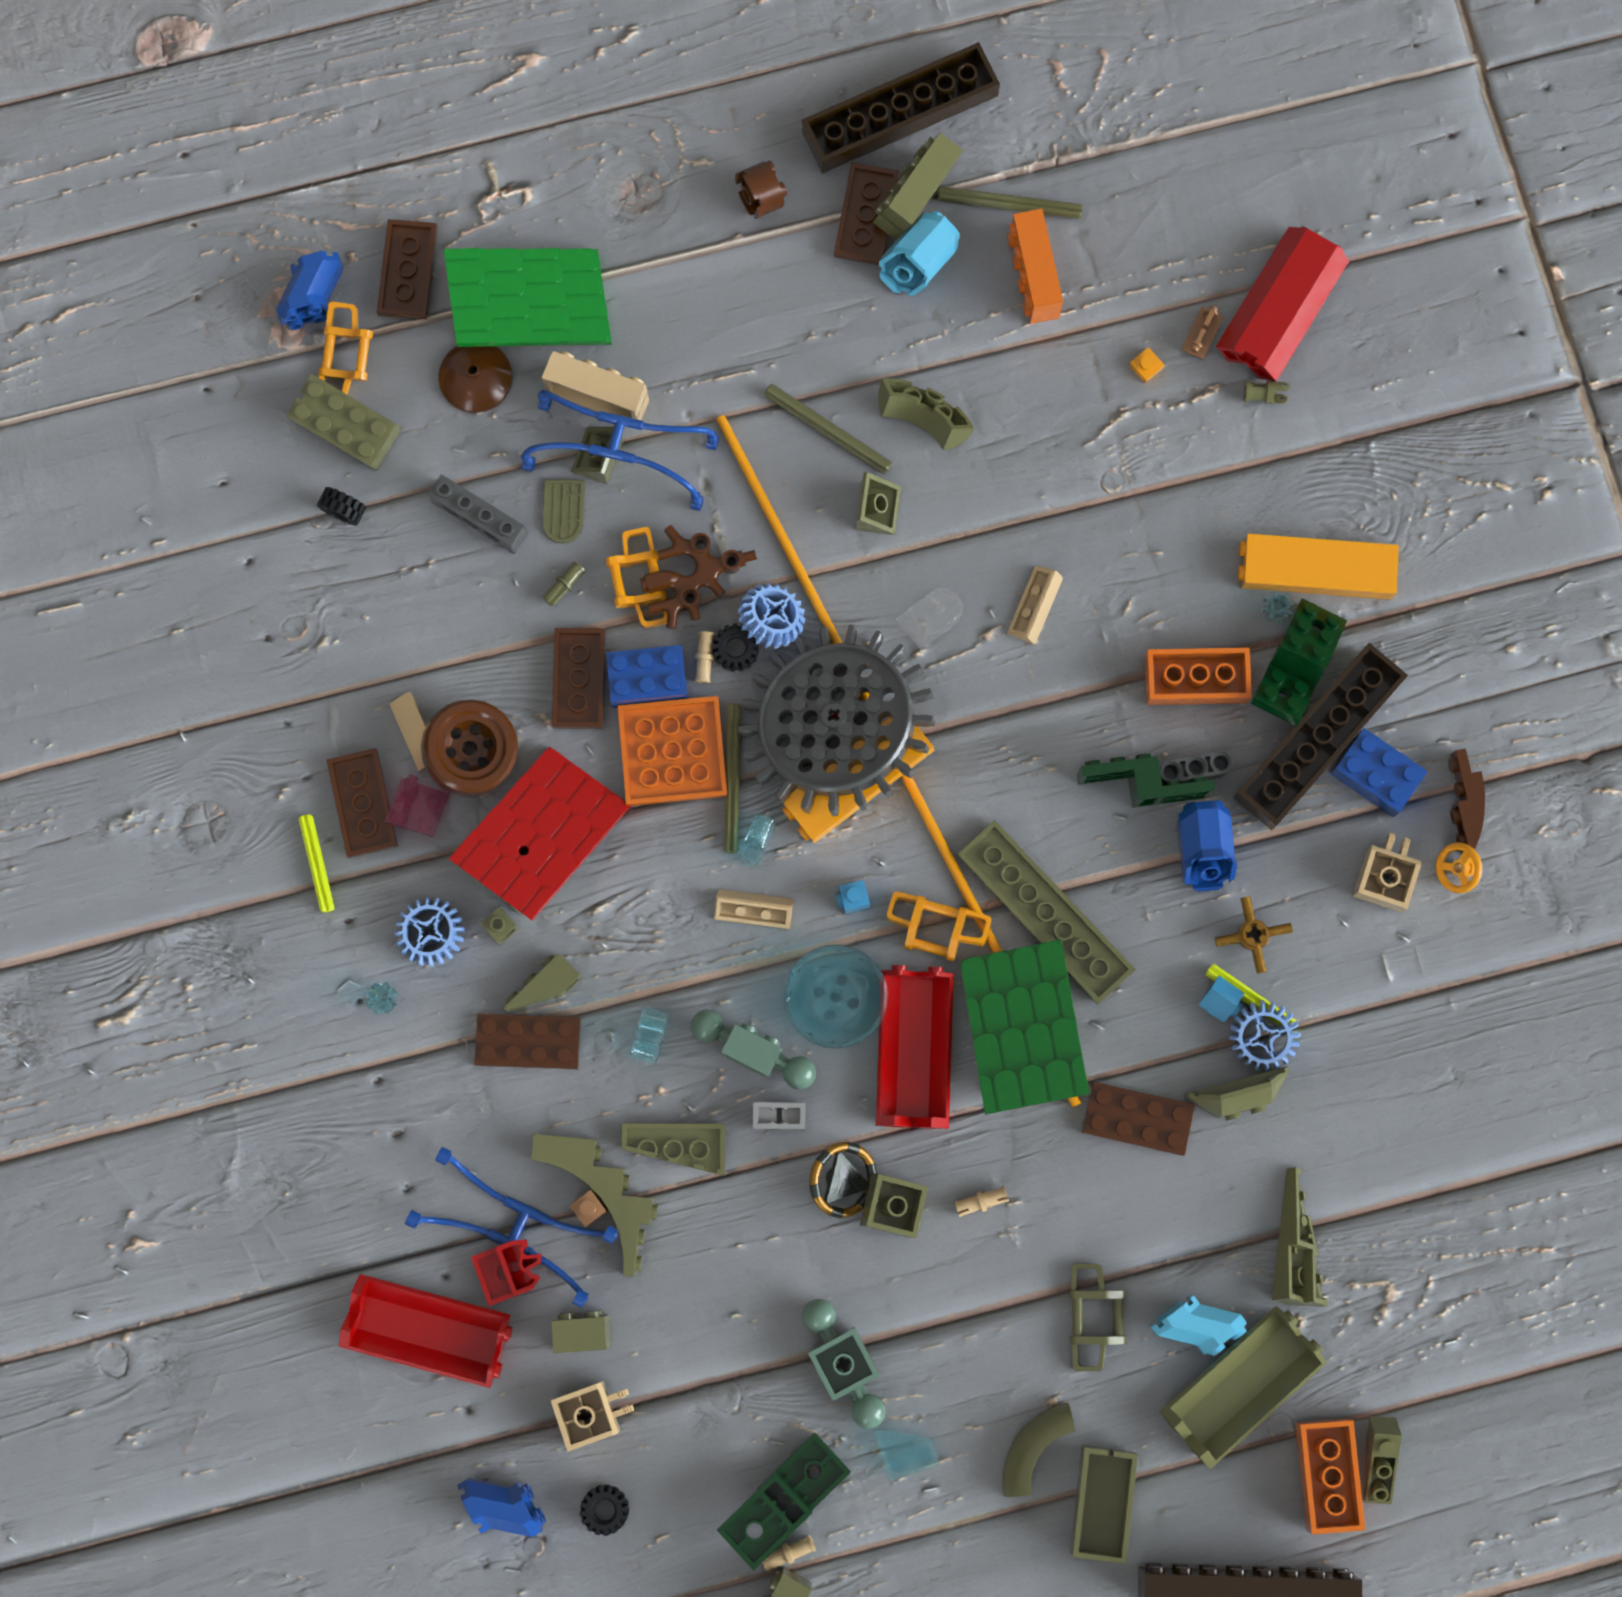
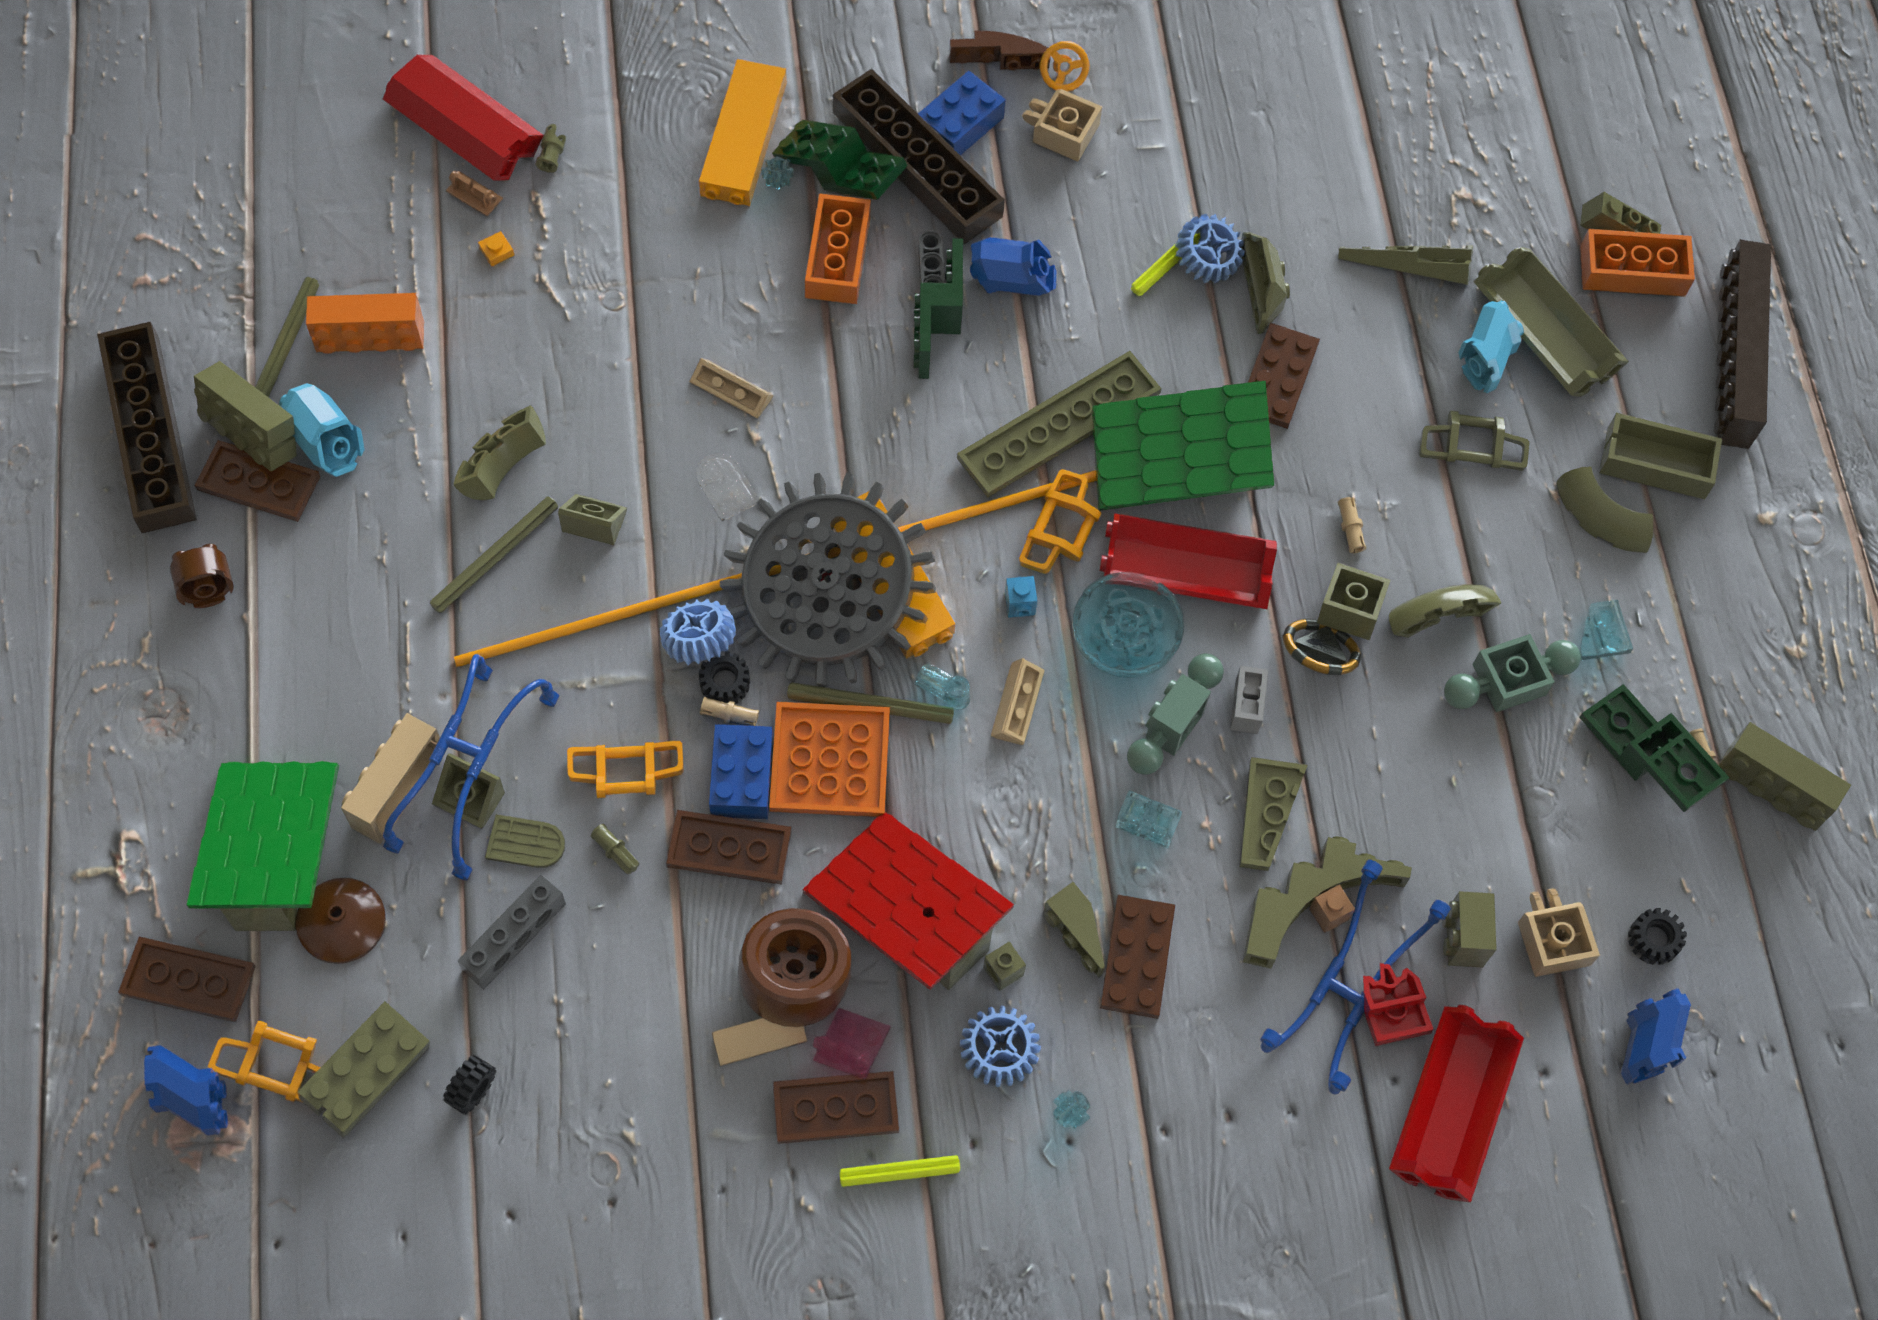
camera: 90 degrees left, 15 degrees down
(705, 575) = (646, 713): reddish brown plant -> none
(905, 1292) = (1428, 608): none -> olive brick
(1222, 999) = (1169, 280): dark azure brick -> none
(1249, 943) = (1107, 243): pearl gold bar -> none

